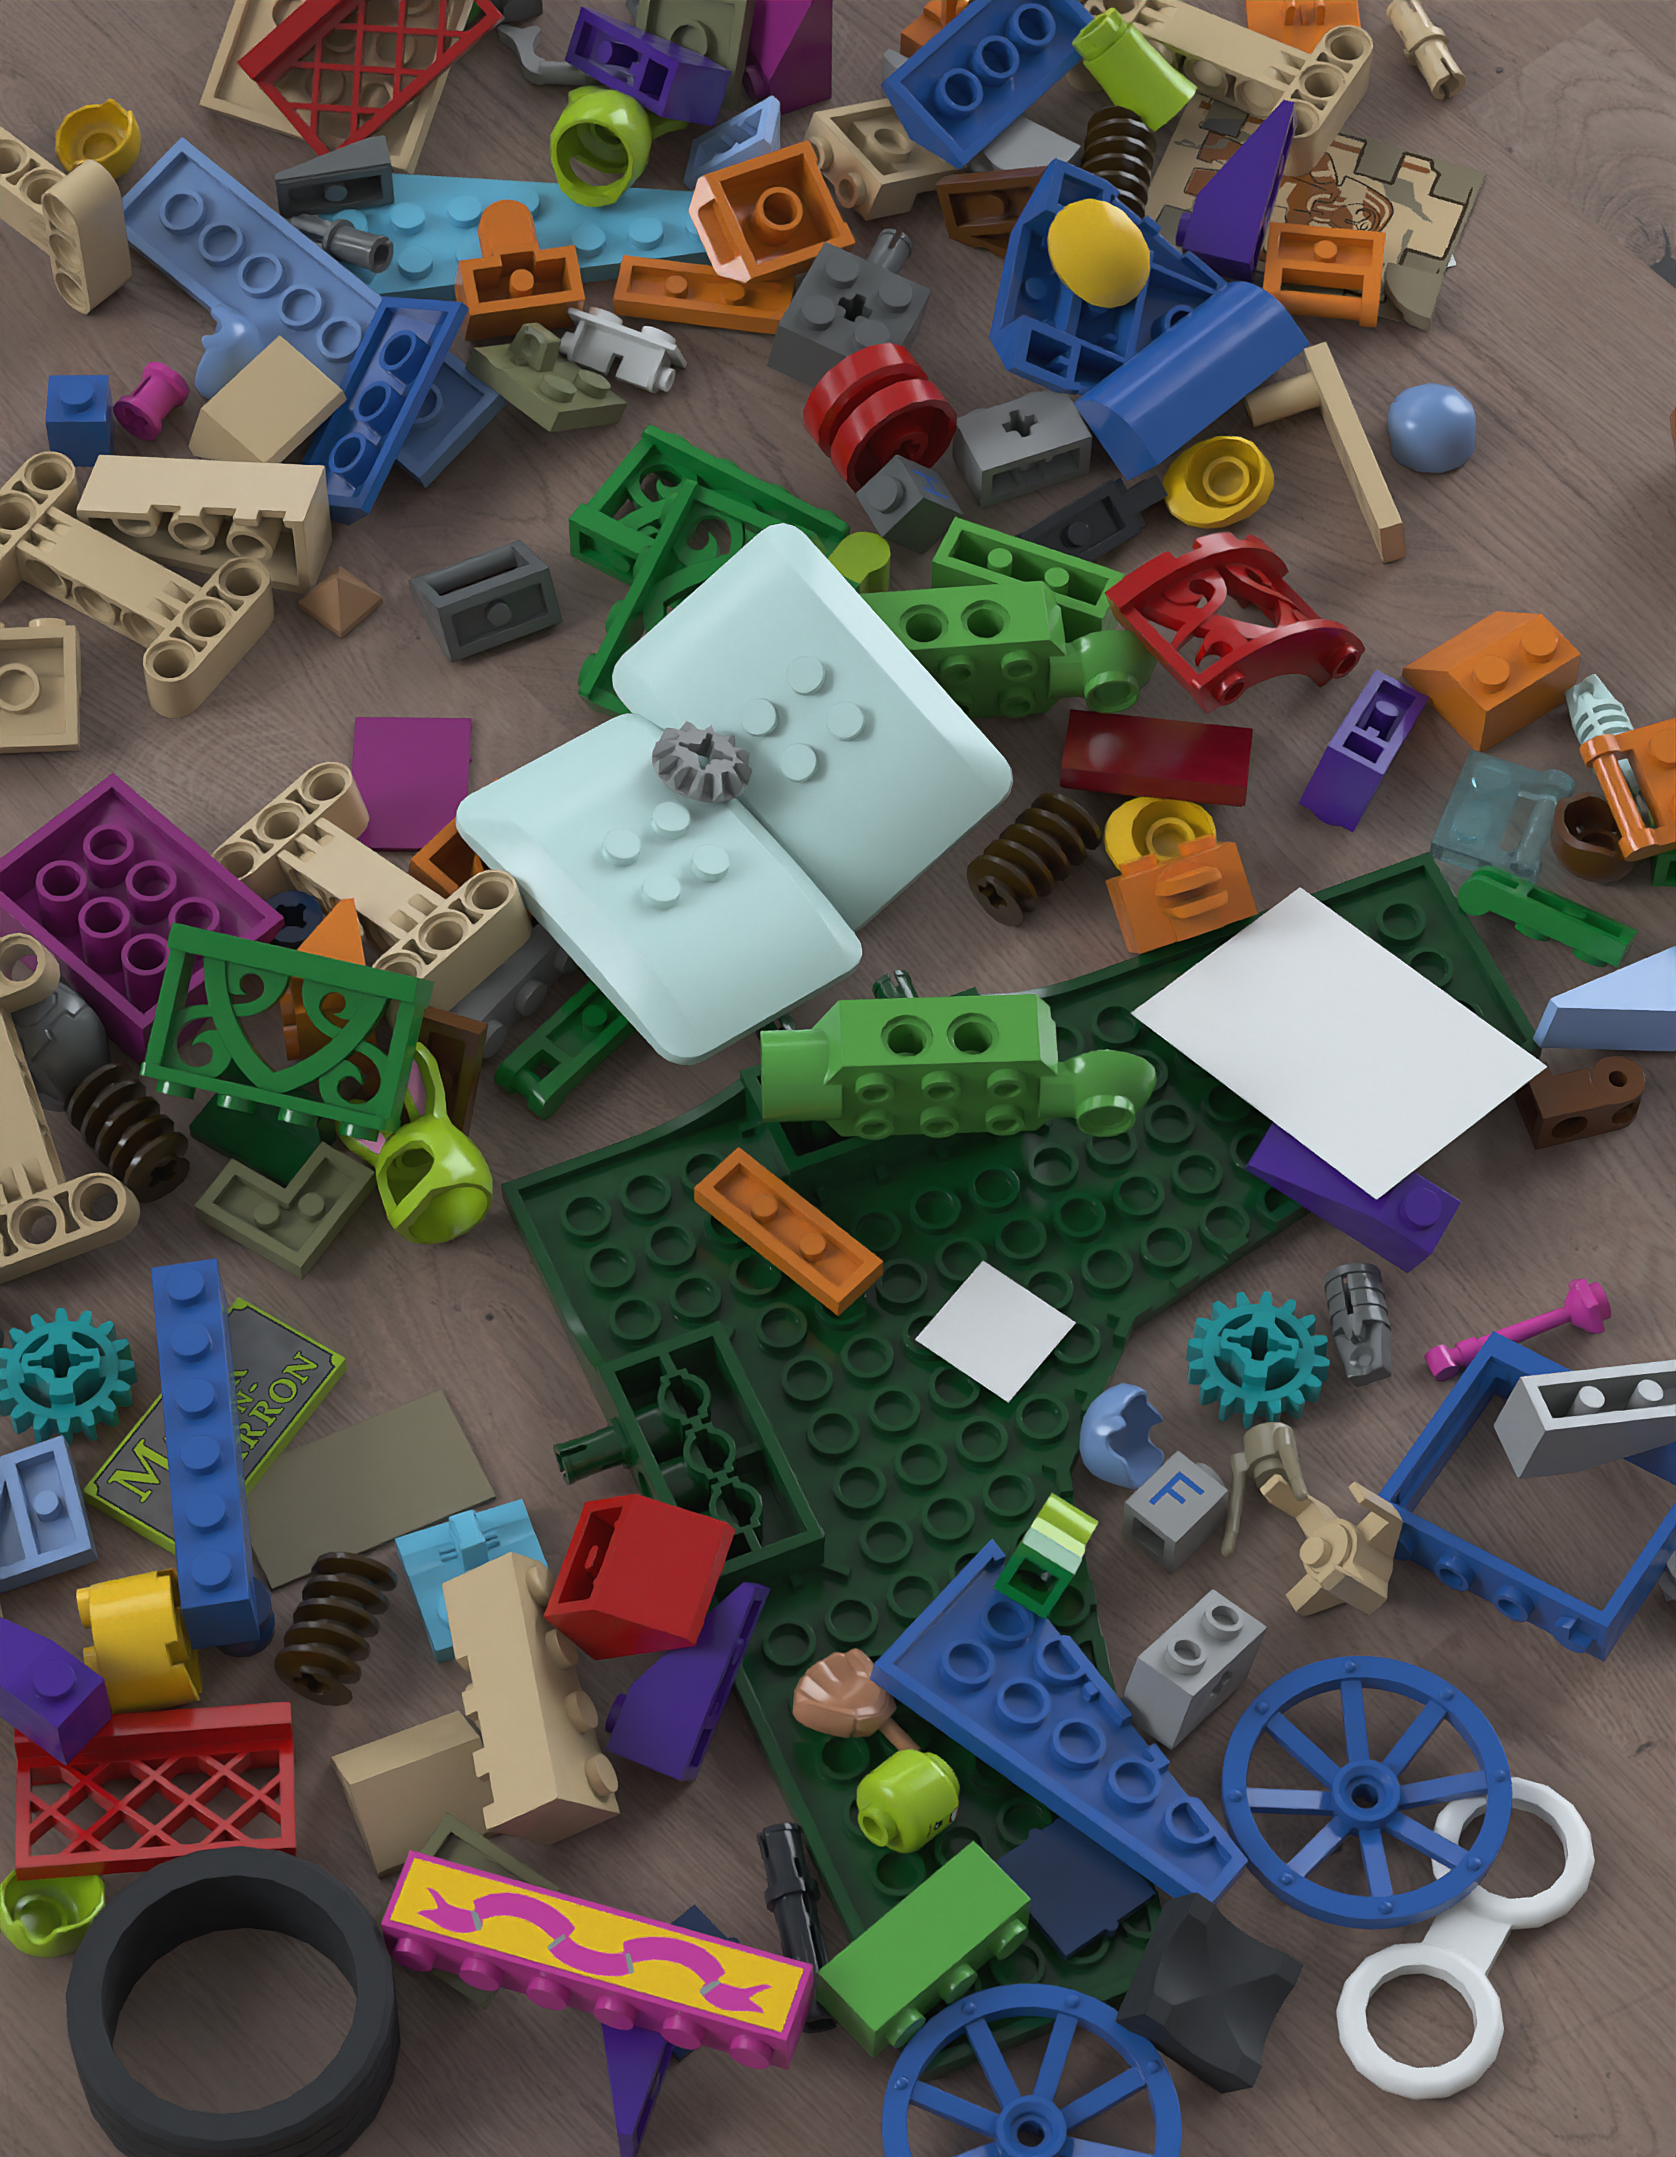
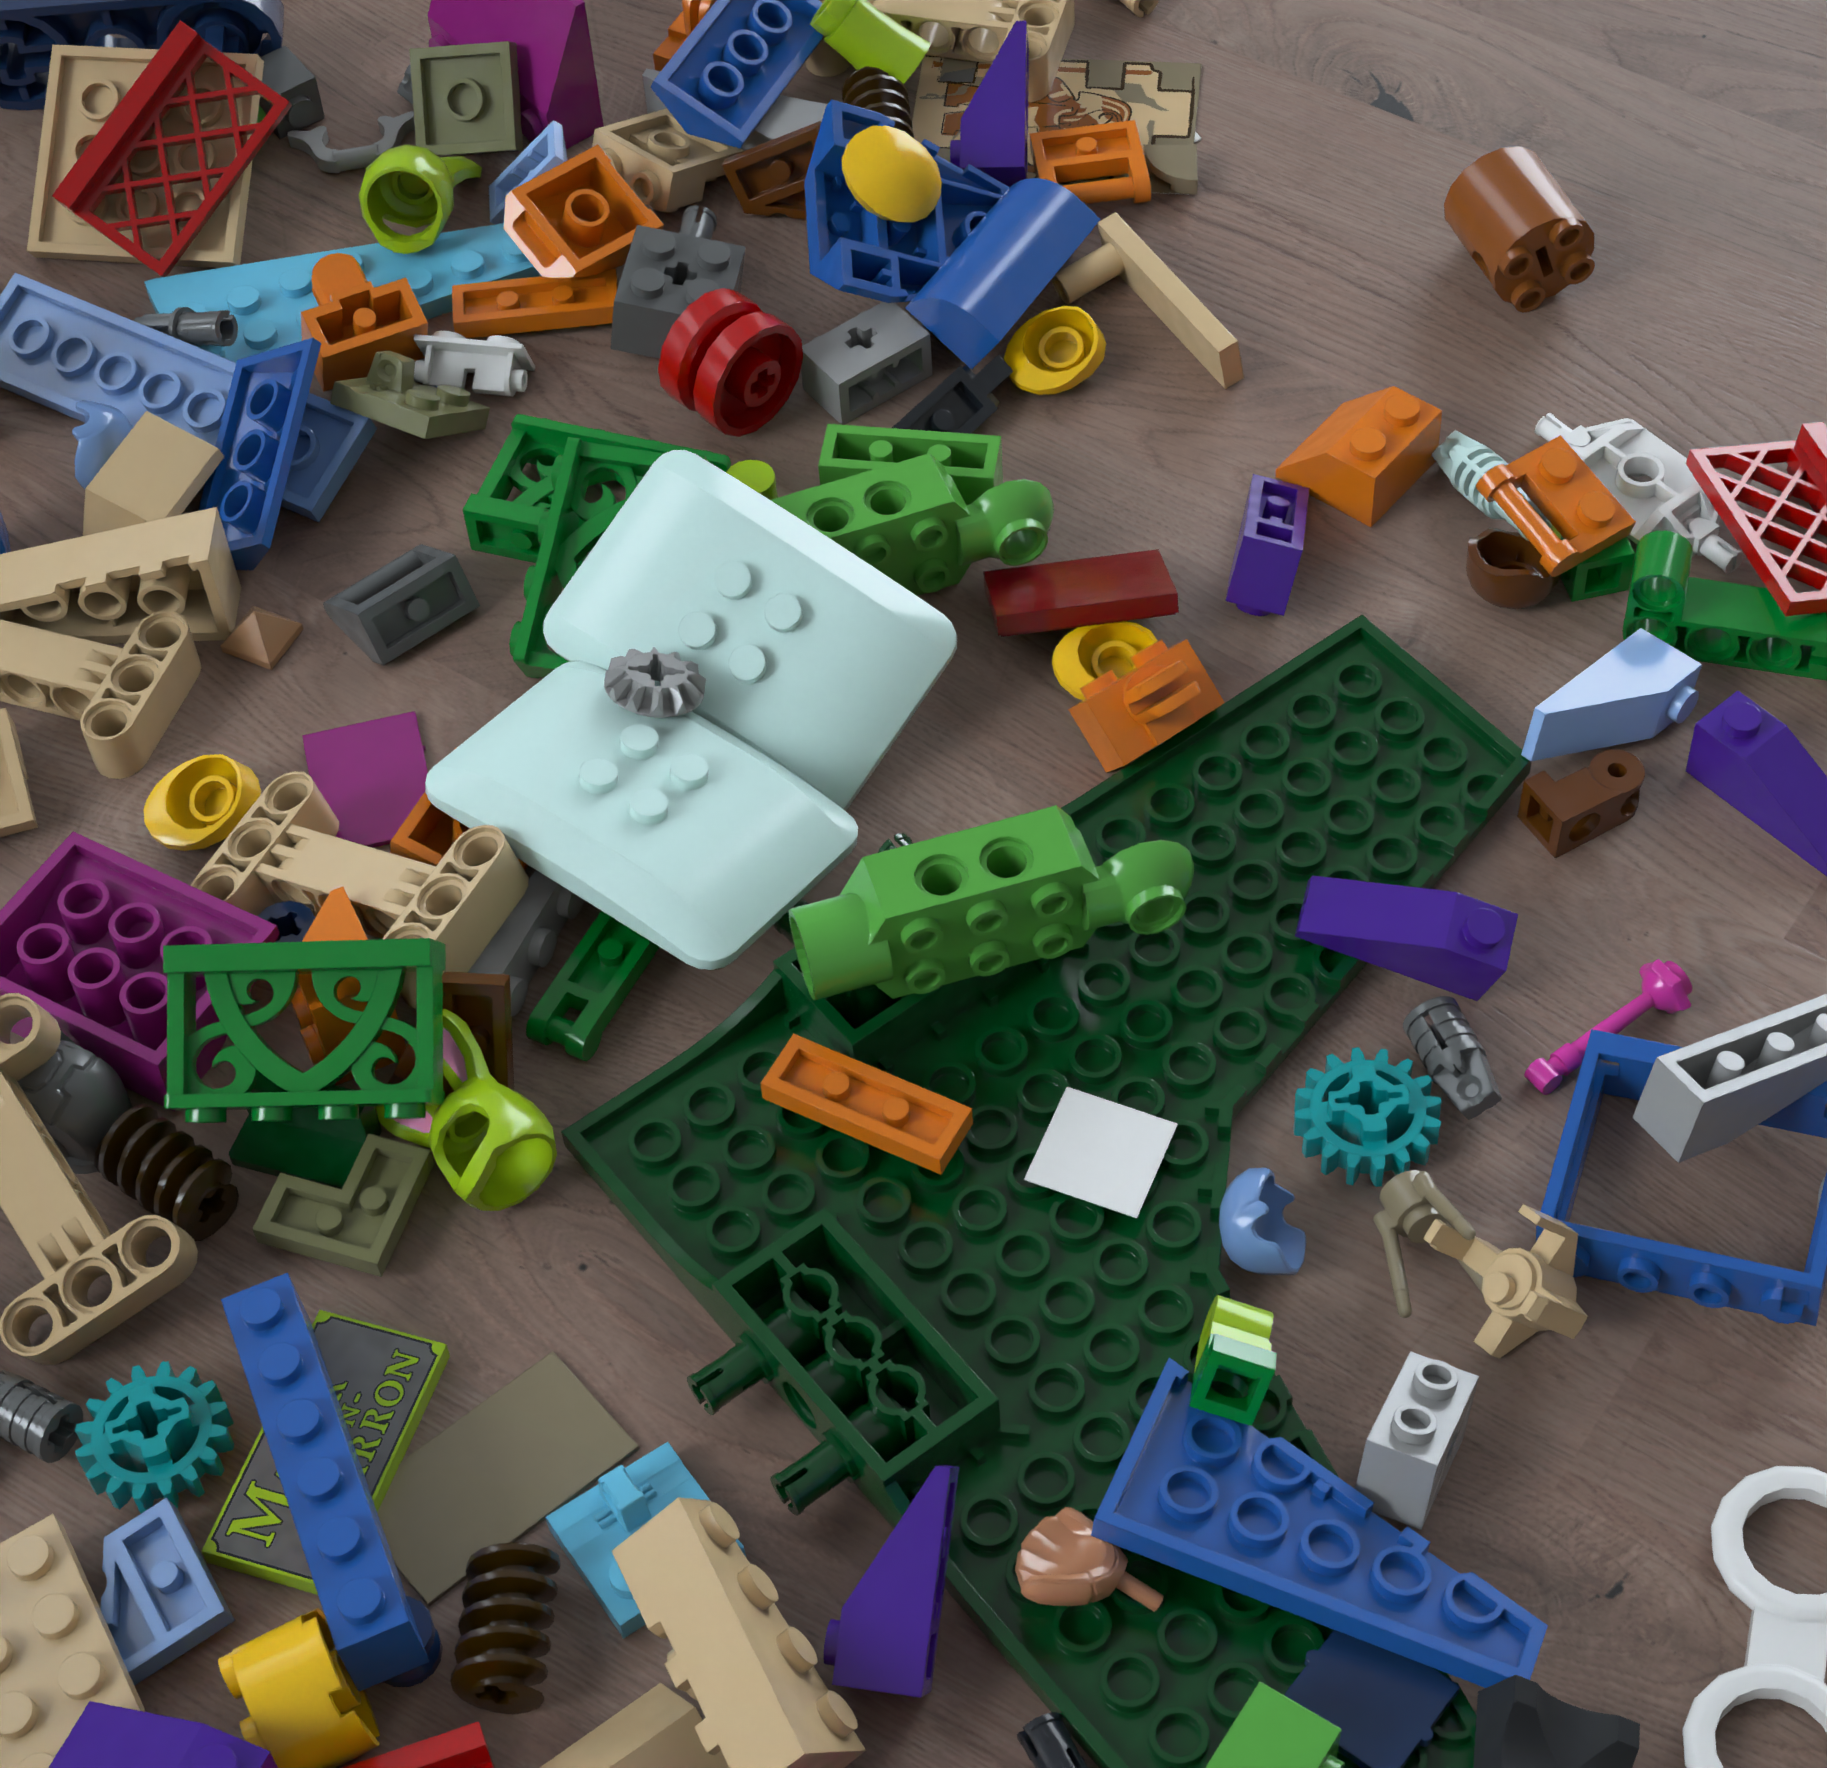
camera: 10 degrees left, 5 degrees down
(151, 401) = (38, 503): dark pink bush -> none
(241, 766) = (200, 802): none -> yellow hat
(338, 180) = (171, 277): dark grey slope -> none
(637, 1577) = (820, 1490): red slope -> none
(649, 68) = (440, 126): dark purple slope -> none
(907, 1800) = (1172, 1656): lime head -> none
(909, 504) = (778, 429): dark grey brick -> none
(1032, 857) = (991, 706): dark brown piece -> none
(1175, 1511) = (1338, 1284): light grey brick -> none
(1248, 572) = (1121, 448): red fence -> none
(1339, 1042) = (1346, 799): white sticker -> none
(1375, 1783) = (1641, 1512): blue wheel -> none
(1431, 428) = (1230, 267): medium blue hair -> none
(1484, 807) = (1394, 573): clear light blue plate -> none
(1546, 916) = (1488, 645): green plate -> none

